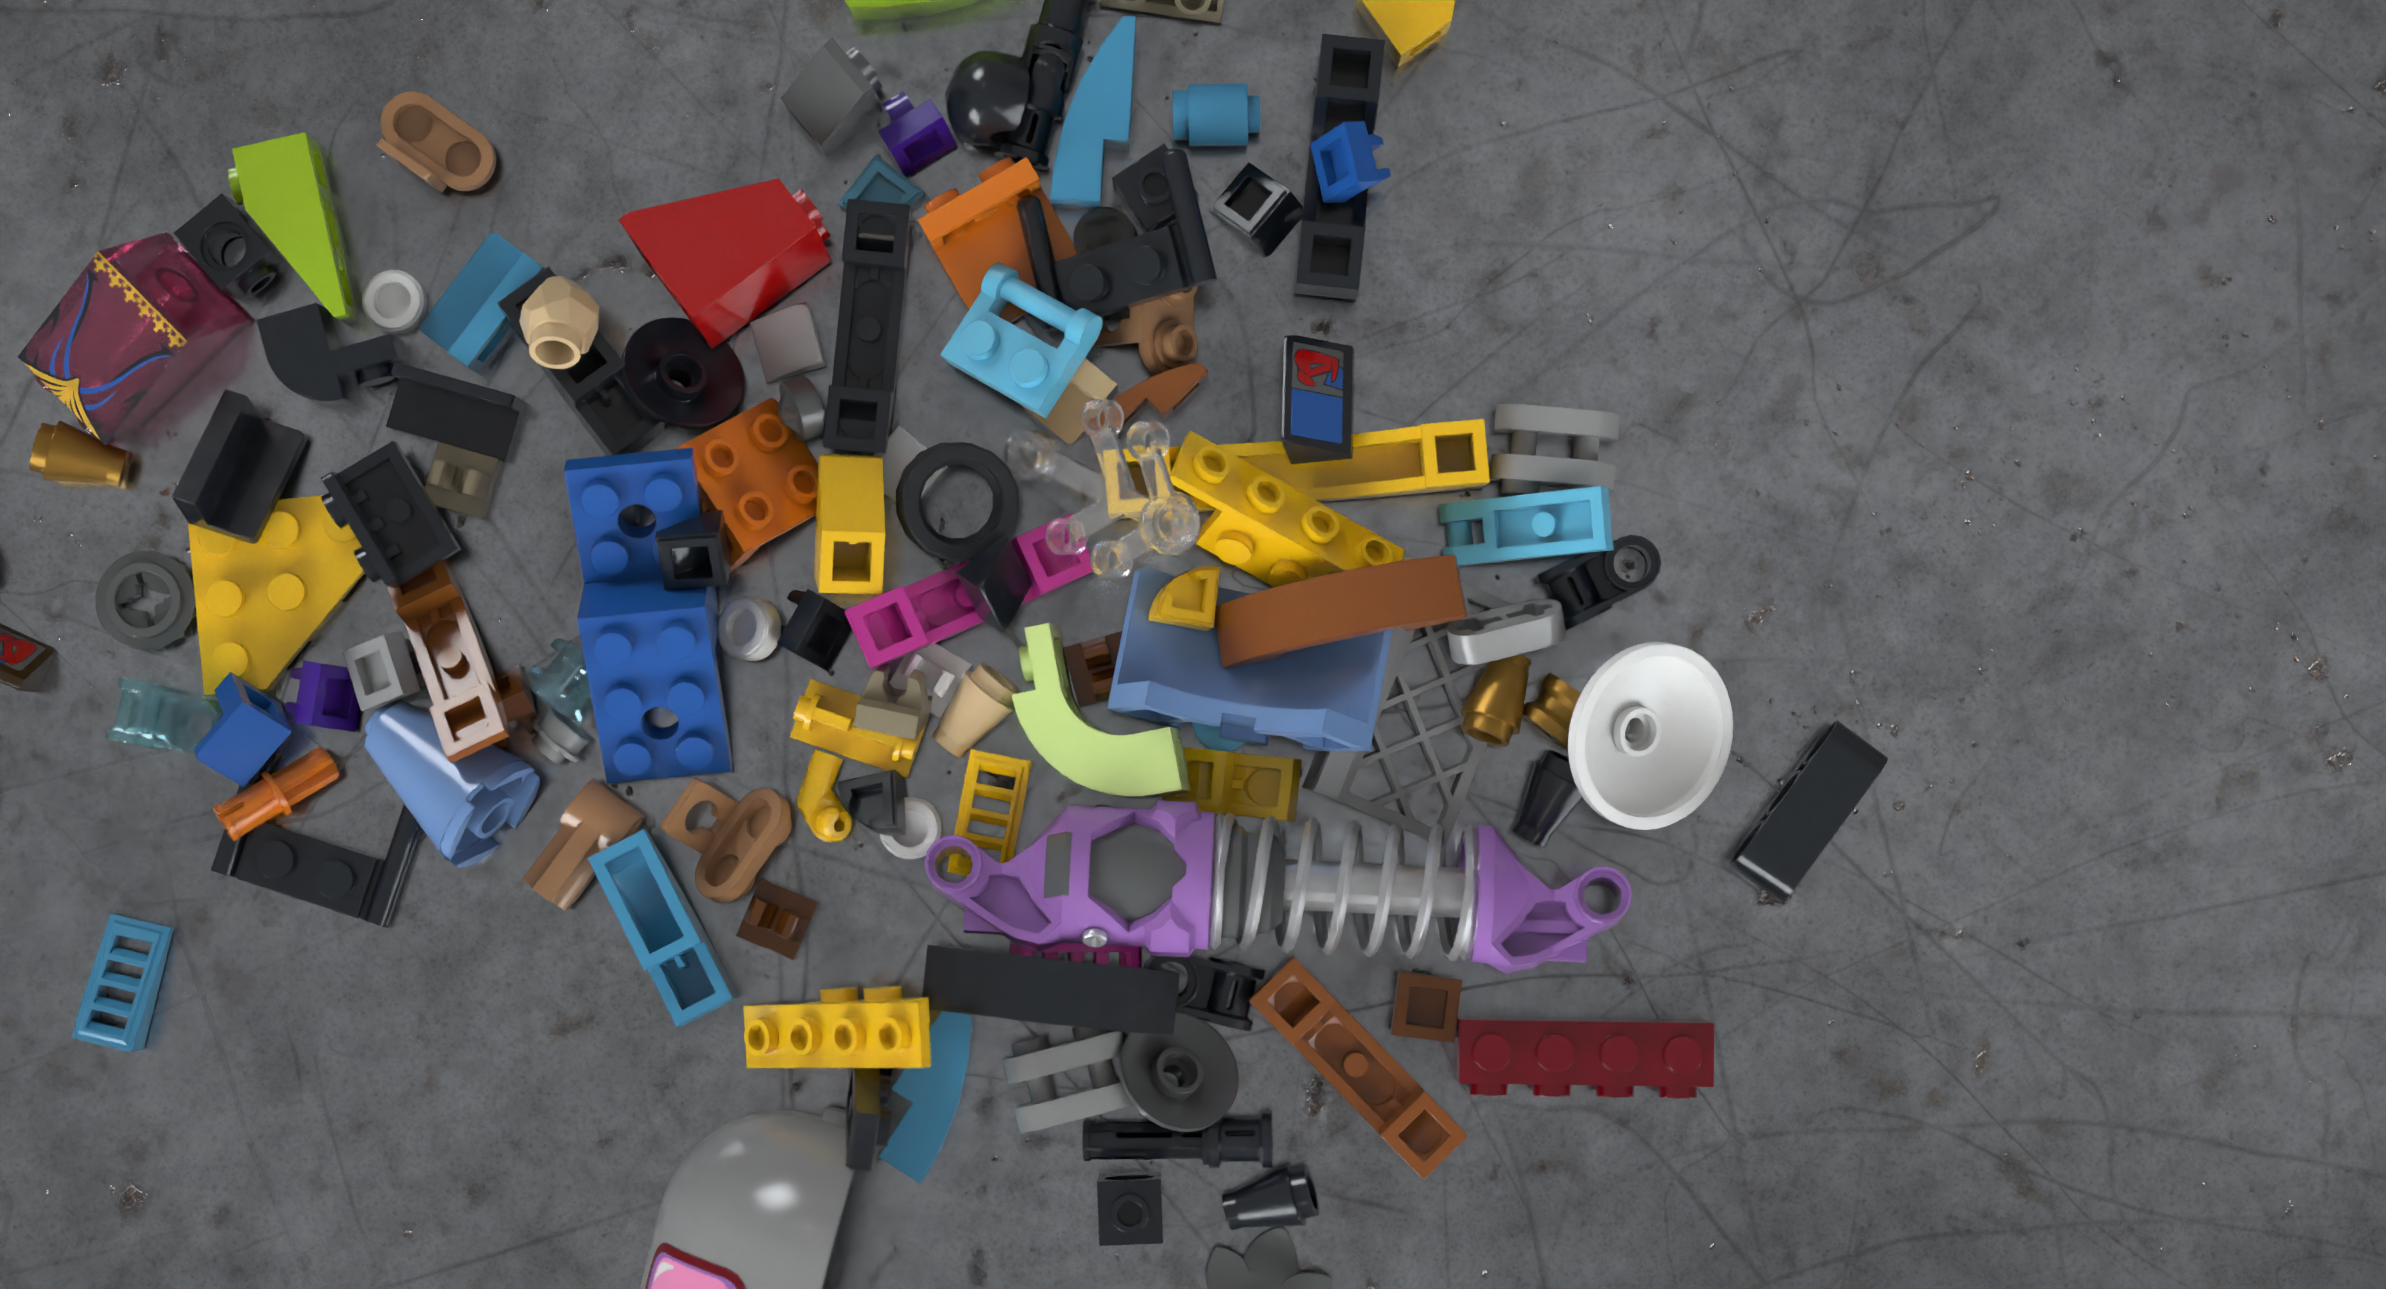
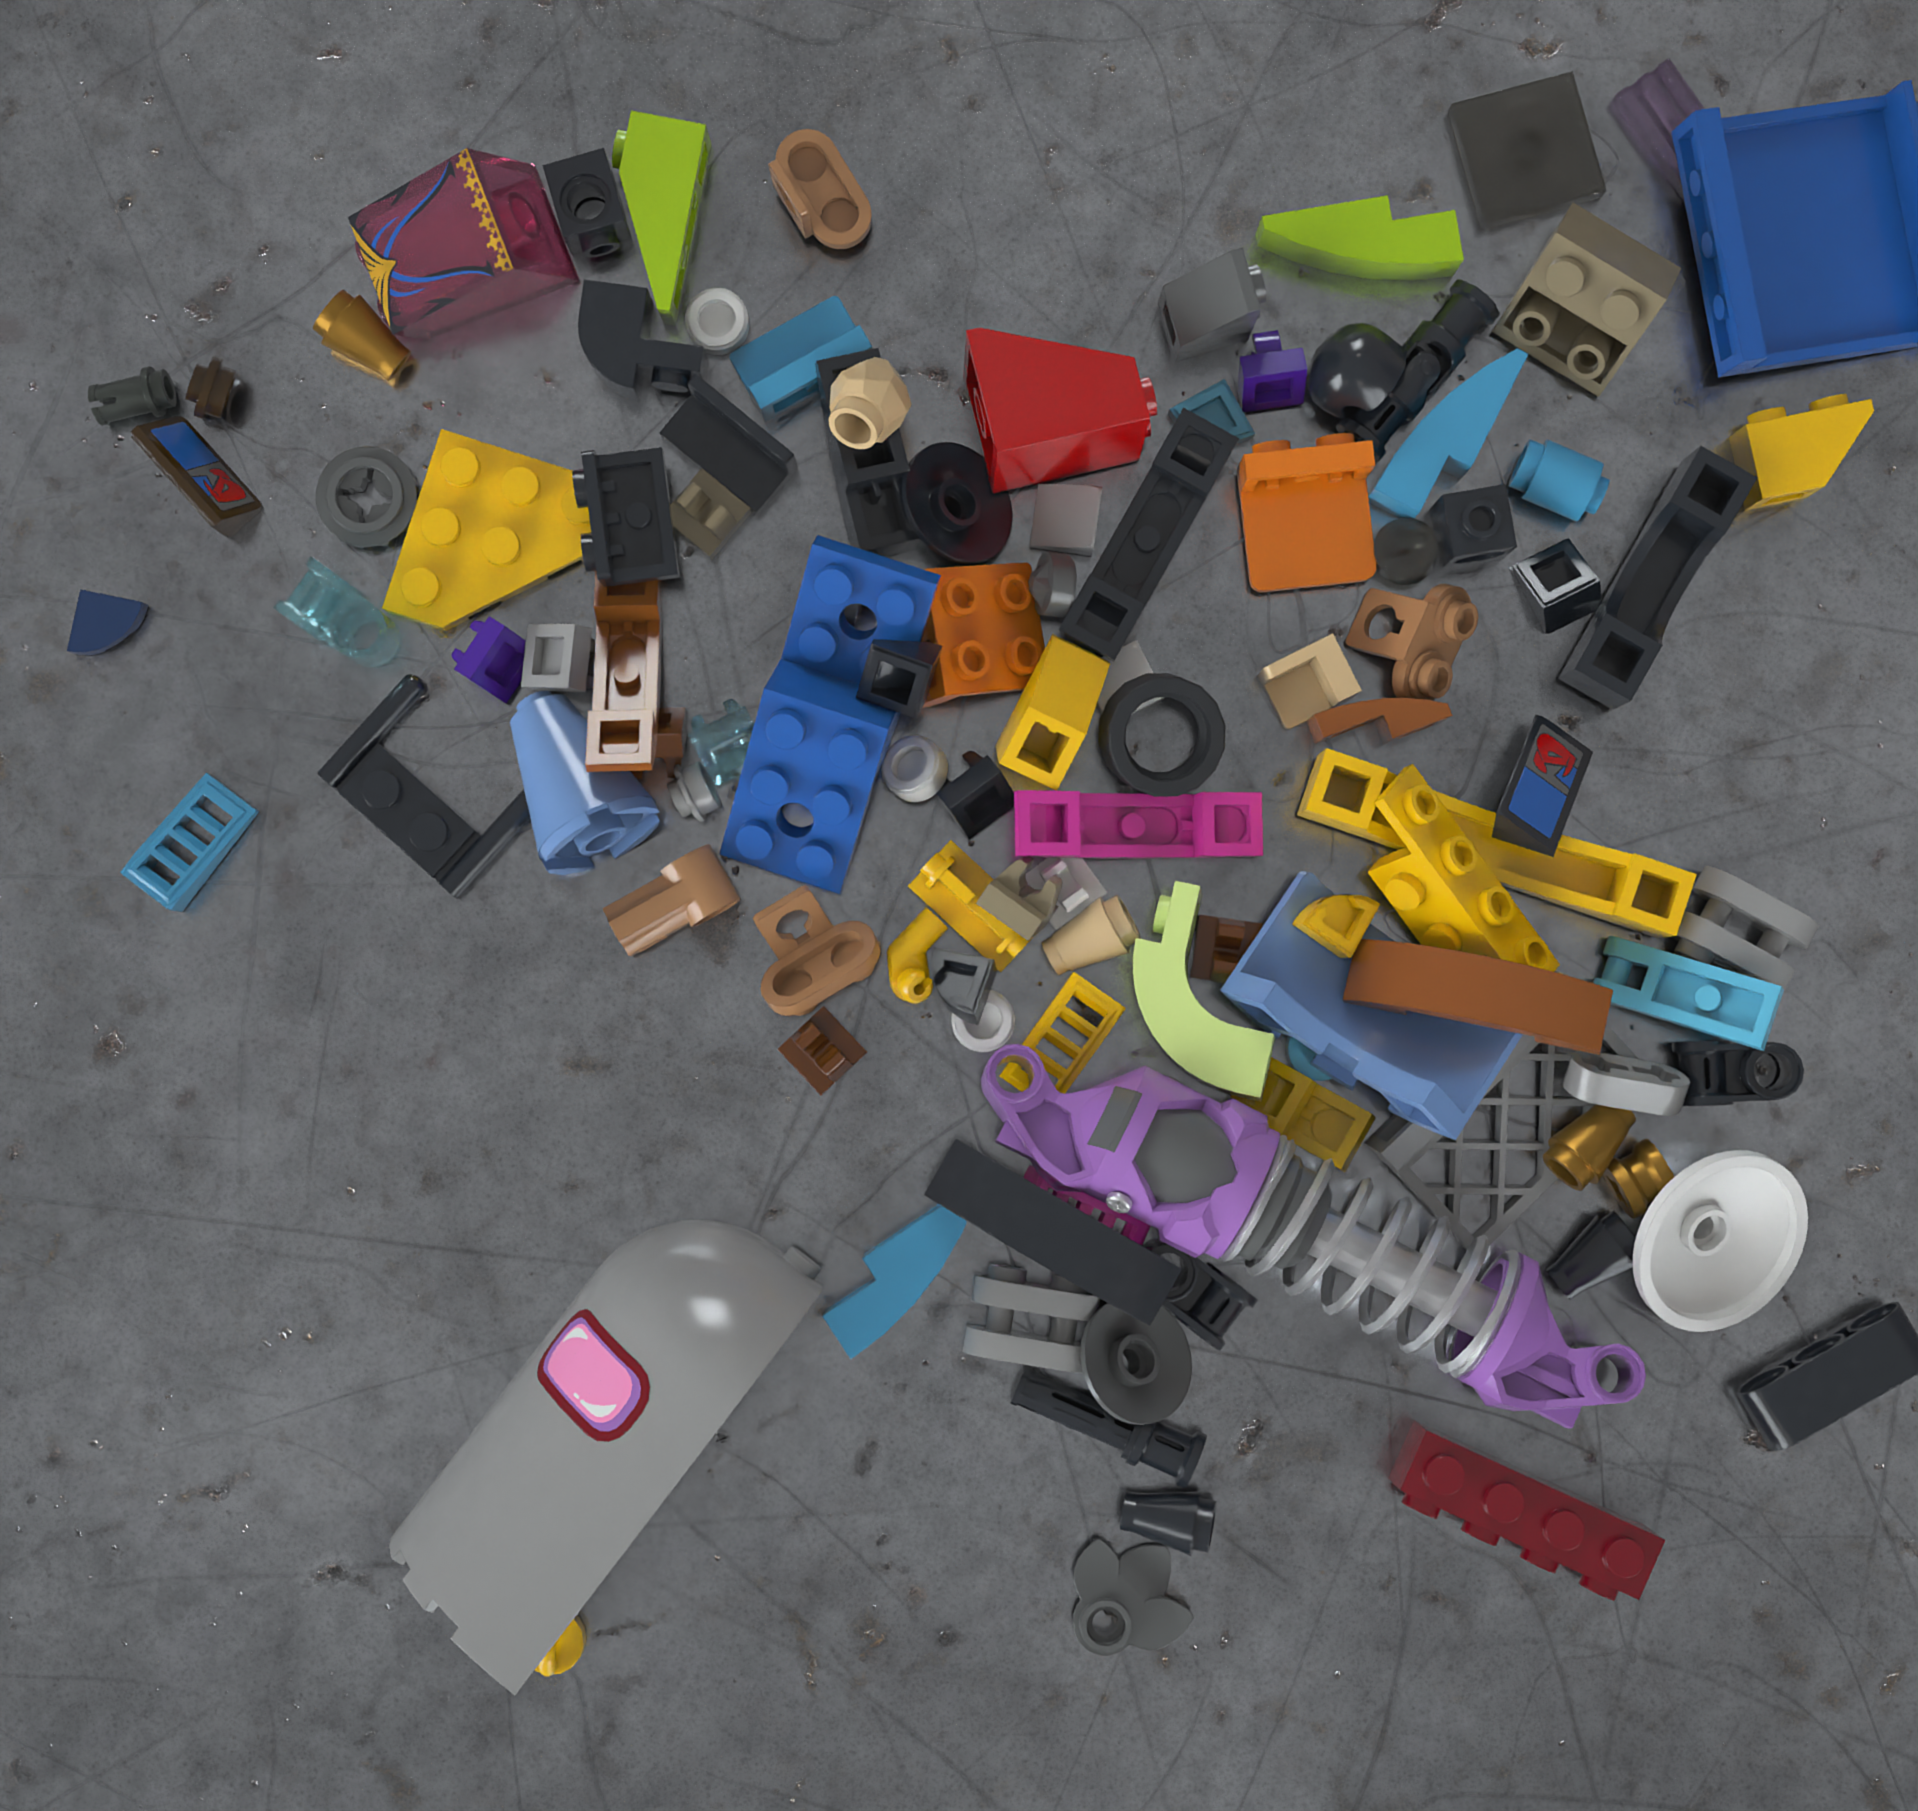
camera: 25 degrees right, 0 degrees up
(238, 470) = (504, 412): black panel -> none
(246, 732) = (404, 660): blue panel -> none
(276, 793) = (409, 728): orange axle -> none
(663, 928) = (713, 1012): dark azure slope -> none
(840, 1031) = (841, 1185): yellow bracket -> none
(867, 1115) = (833, 1263): black hinge -> none
(996, 583) = (1165, 827): black slope -> none
(1011, 357) = (1273, 622): medium azure plate -> none
(1037, 456) = (1317, 789): clear plant -> none
(1130, 269) = (1417, 588): black plate -> none
(1130, 1209) = (1035, 1469): black brick -> none
(1347, 162) = (1669, 576): blue tile -> none
(1358, 1067) = (1306, 1431): dark orange slope -> none
(1426, 1006) = (1396, 1402): reddish brown tile -> none

